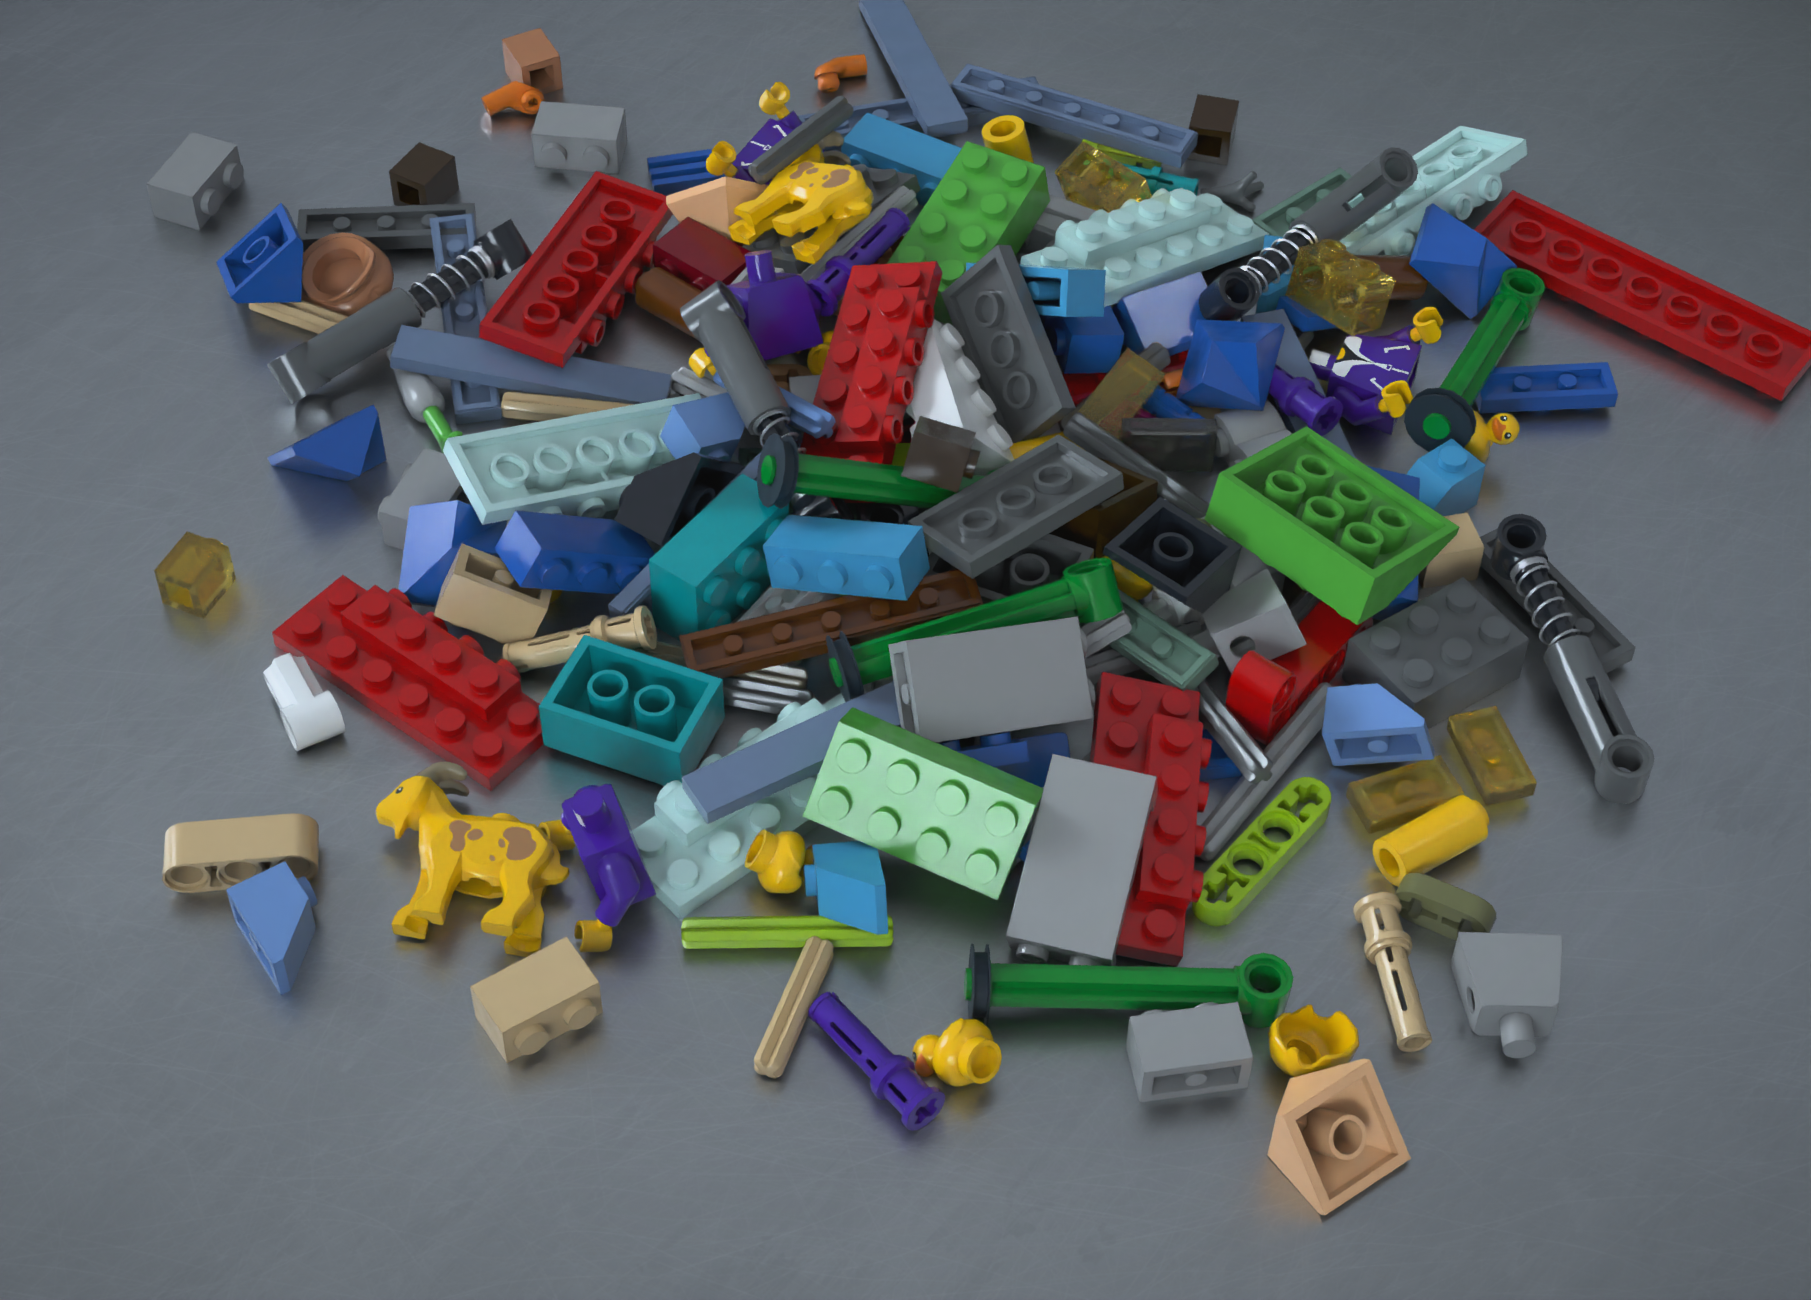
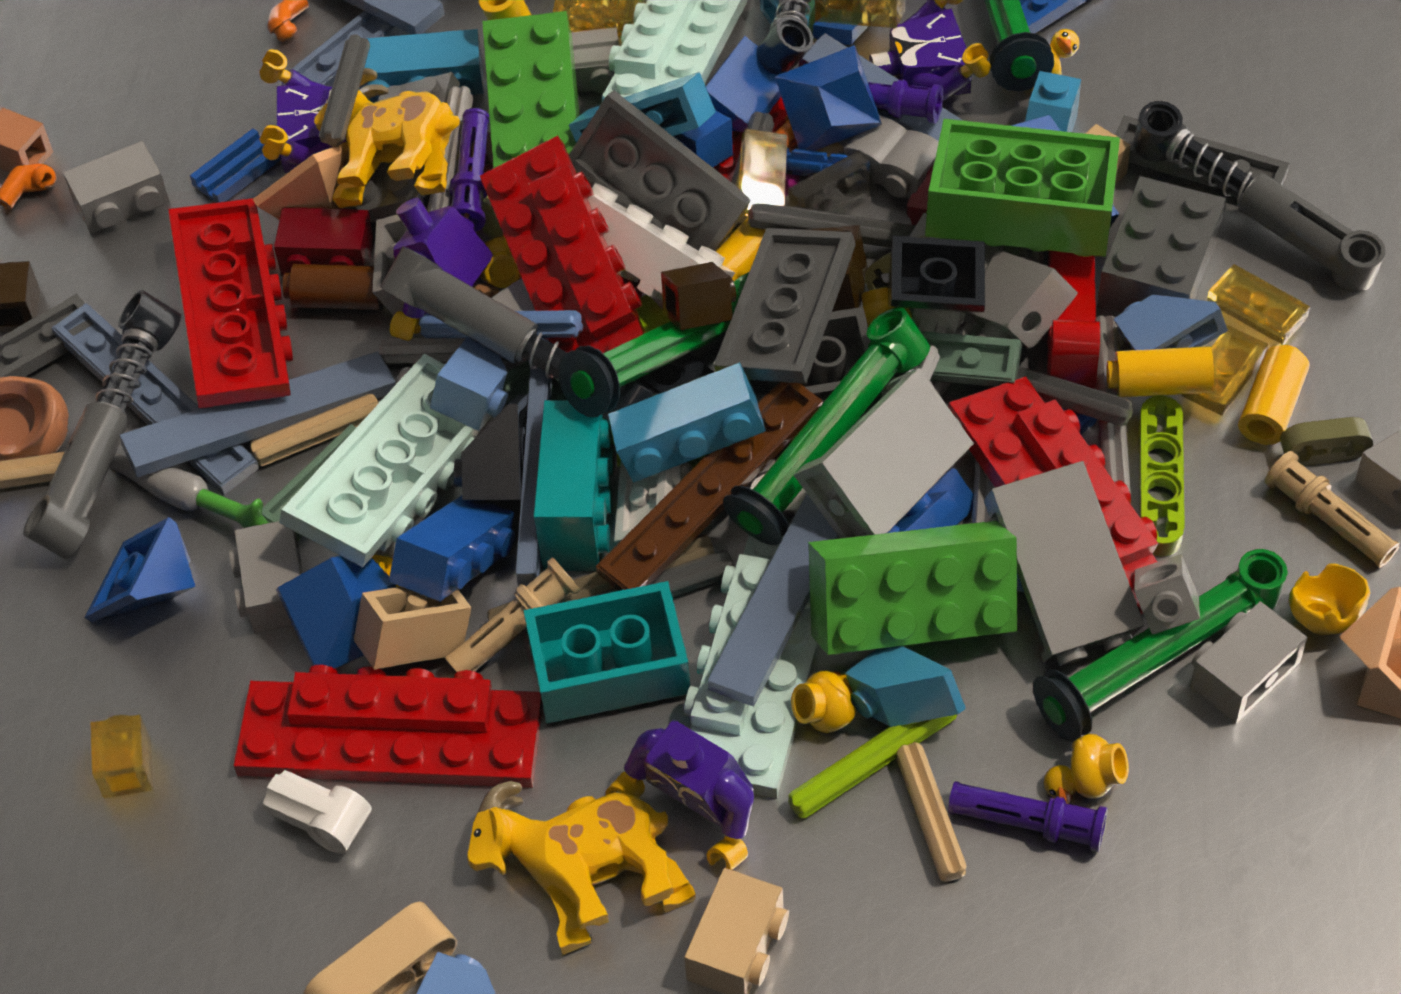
camera: 30 degrees left, 5 degrees up
(1149, 942) = (1167, 594): none -> light grey brick
(1328, 756) = (1161, 372): none -> yellow brick

